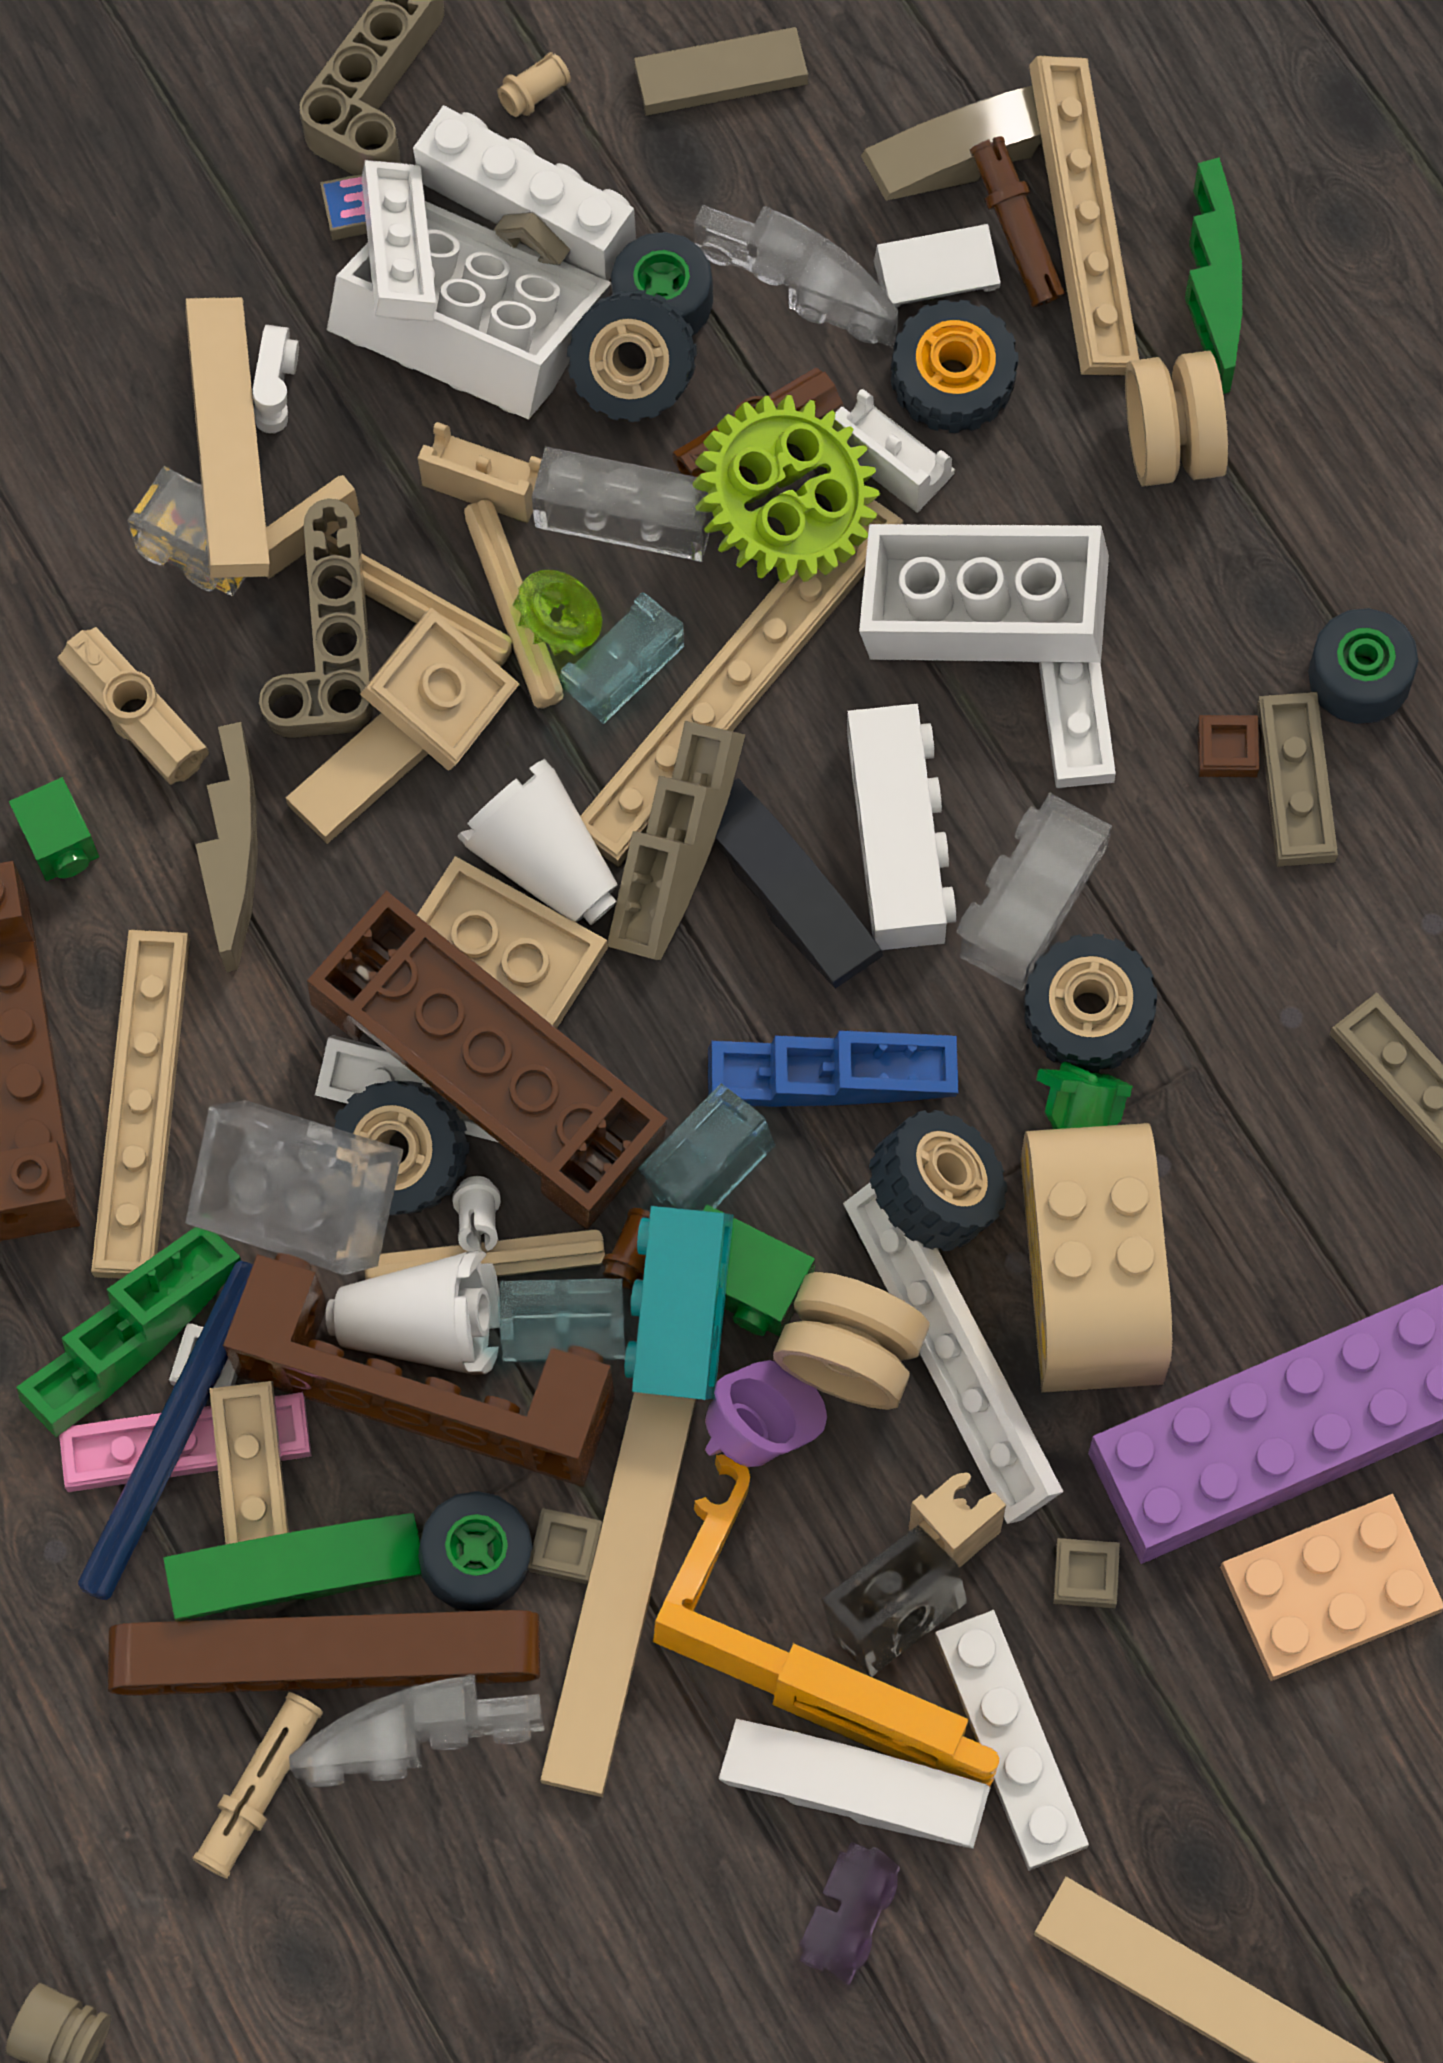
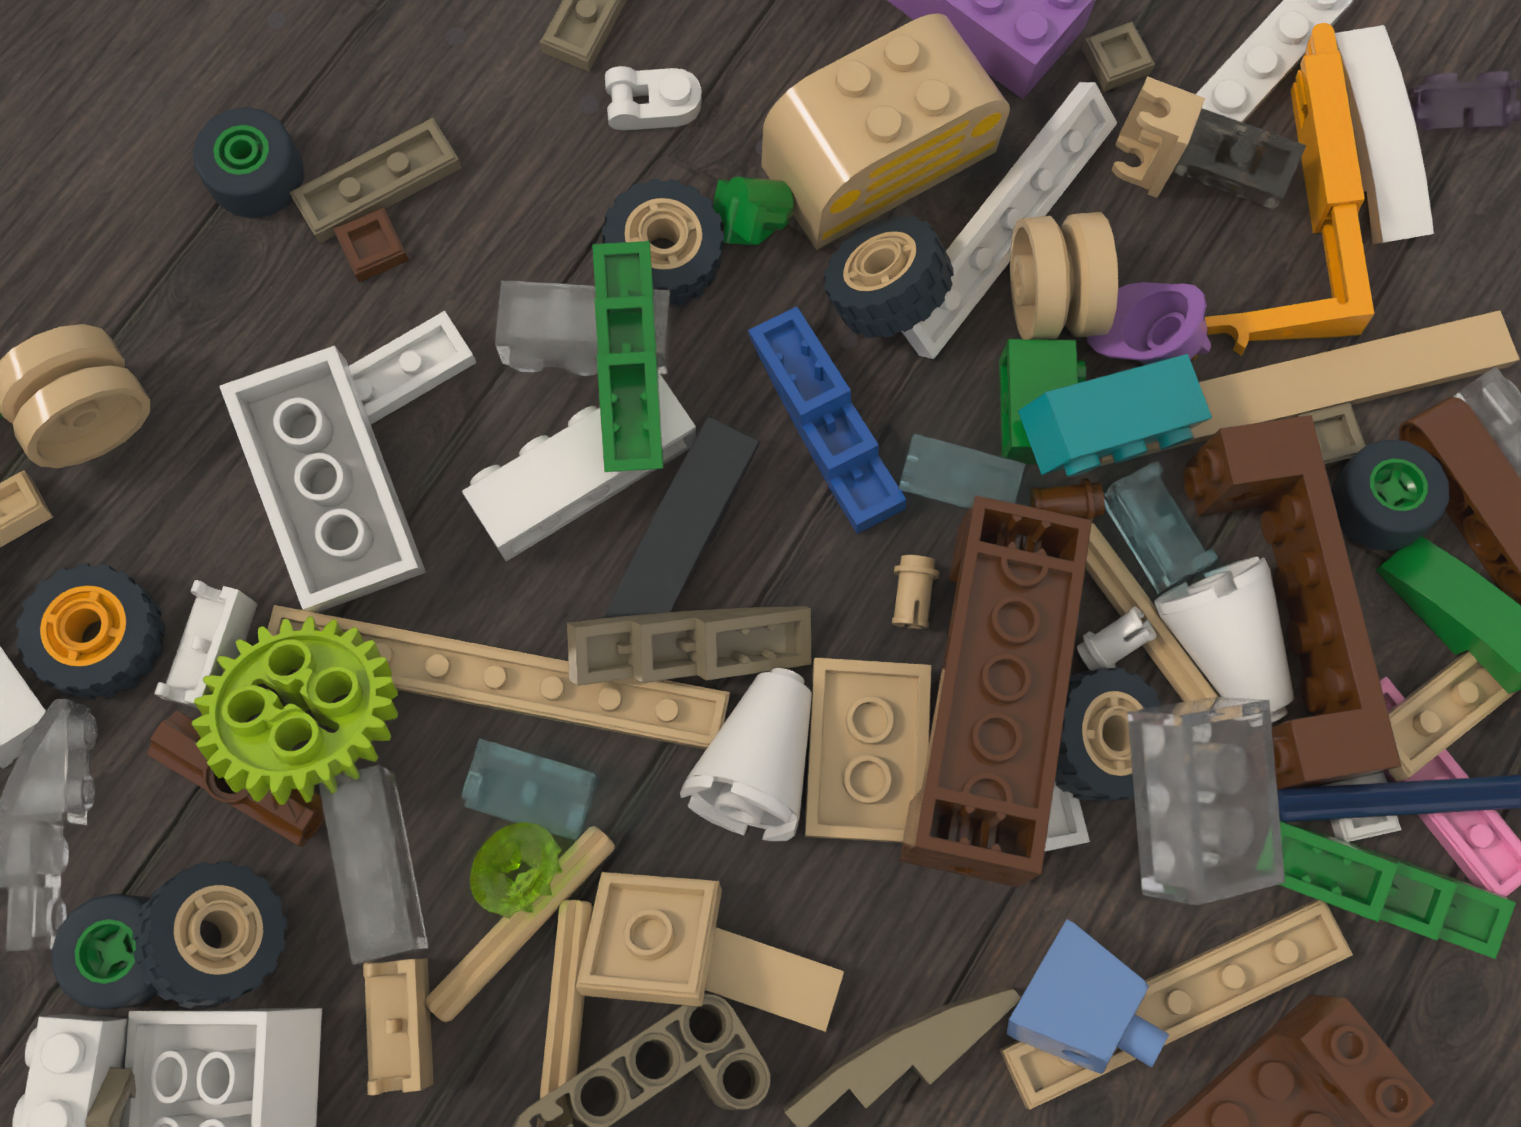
camera: 125 degrees left, 5 degrees up
(185, 1004) = (1085, 1006): none -> medium blue torso
(629, 1066) = (914, 591): none -> tan pin
(969, 894) = (627, 357): none -> green slope
(1257, 1094) = (672, 94): none -> white plate

